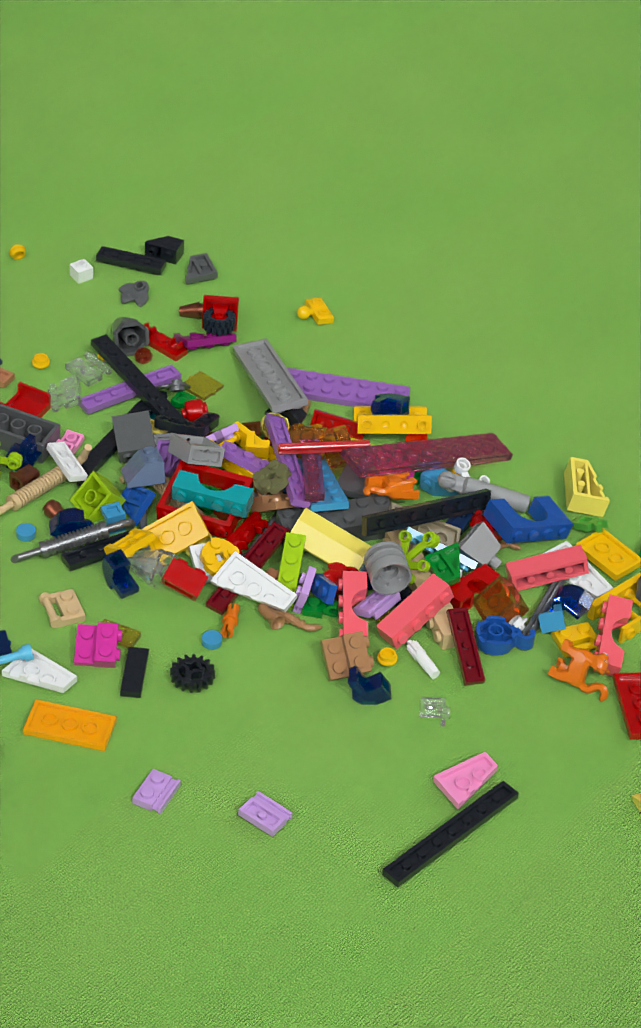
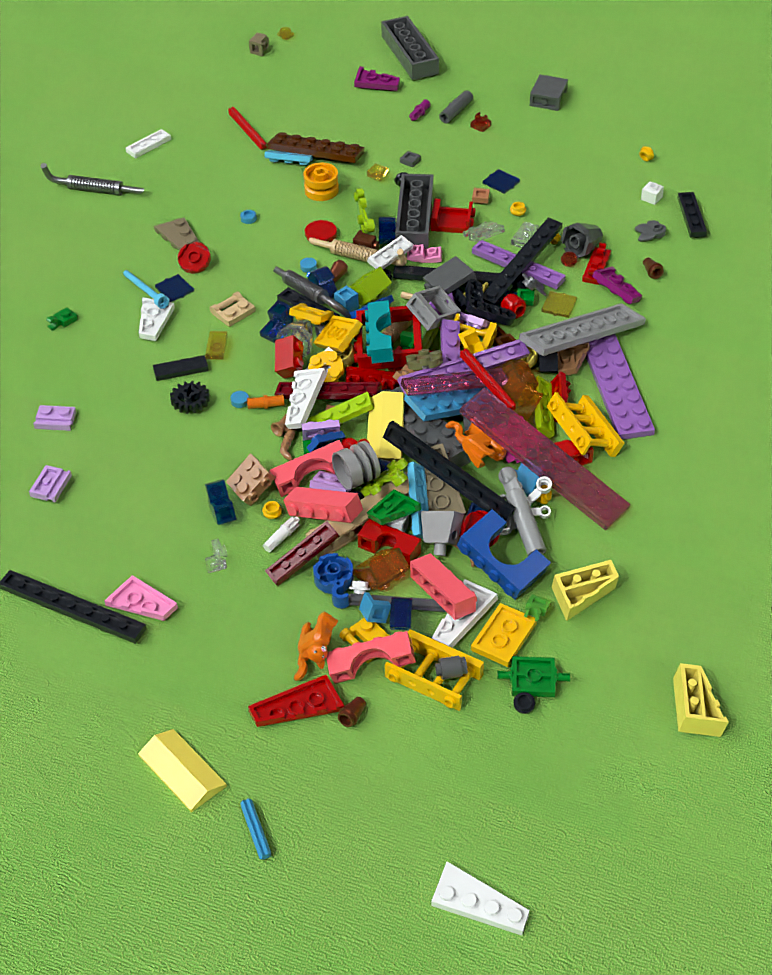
camera: 75 degrees right, 5 degrees up
(70, 725) = (107, 352): light orange tile -> none
(98, 645) = (193, 336): dark pink plate -> none
(144, 468) = (401, 292): sand blue slope -> none
(165, 248) = (723, 227): black slope -> none
(200, 269) = (716, 255): dark grey wing -> none
(220, 314) = (645, 280): plate -> none
(317, 309) = (718, 343): yellow plate -> none
(390, 404) = (591, 409): clear blue brick -> none

